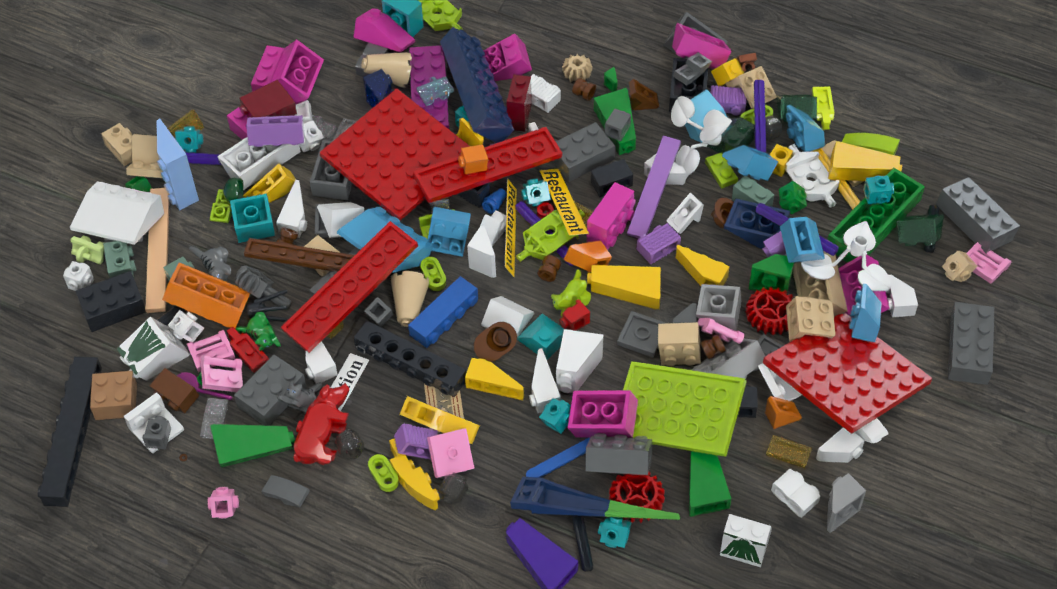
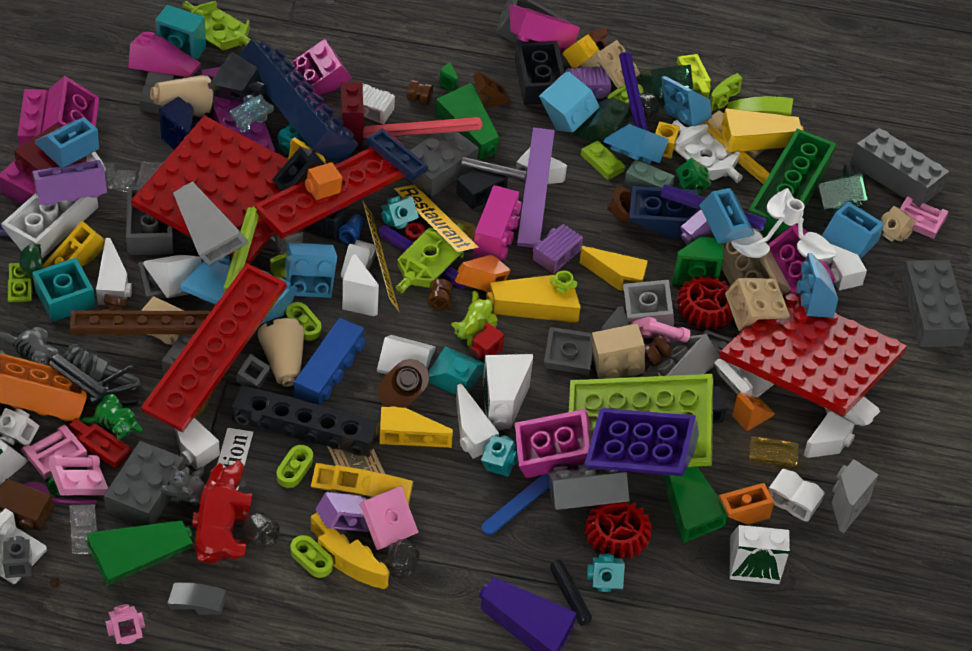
camera: 20 degrees left, 5 degrees down
(240, 293) = (78, 377): none -> black axle
(281, 98) = (70, 142): none -> dark azure slope
(312, 137) = (114, 189): white brick -> none
(370, 183) = (208, 226): none -> light grey slope
(390, 396) = (293, 468): none -> lime plate
(396, 203) = (240, 255): none -> lime axle
(431, 61) = (237, 79): none -> black torso
(452, 147) = (297, 168): none -> black slope
(543, 143) = (397, 154): none -> dark blue tile
(552, 498) = (524, 549): dark blue plate -> none
(574, 122) = (426, 127): none -> coral axle
(577, 67) = (404, 69): tan gear -> none
(617, 124) = (483, 113): dark grey brick -> none
(623, 166) = (497, 169): none -> flat silver bar
(651, 270) = (563, 281): none -> lime plate
(669, 428) = (643, 442): none -> dark purple slope
(685, 213) = (580, 210): white slope -> none
(693, 69) = (543, 51): dark grey slope -> none
(714, 125) = (594, 105): white plant -> none
(749, 495) = (748, 504): none -> orange slope
(848, 121) = (726, 89): none -> lime slope
(878, 189) = (790, 152): teal brick -> none
(917, 267) = (853, 230): none -> dark azure slope

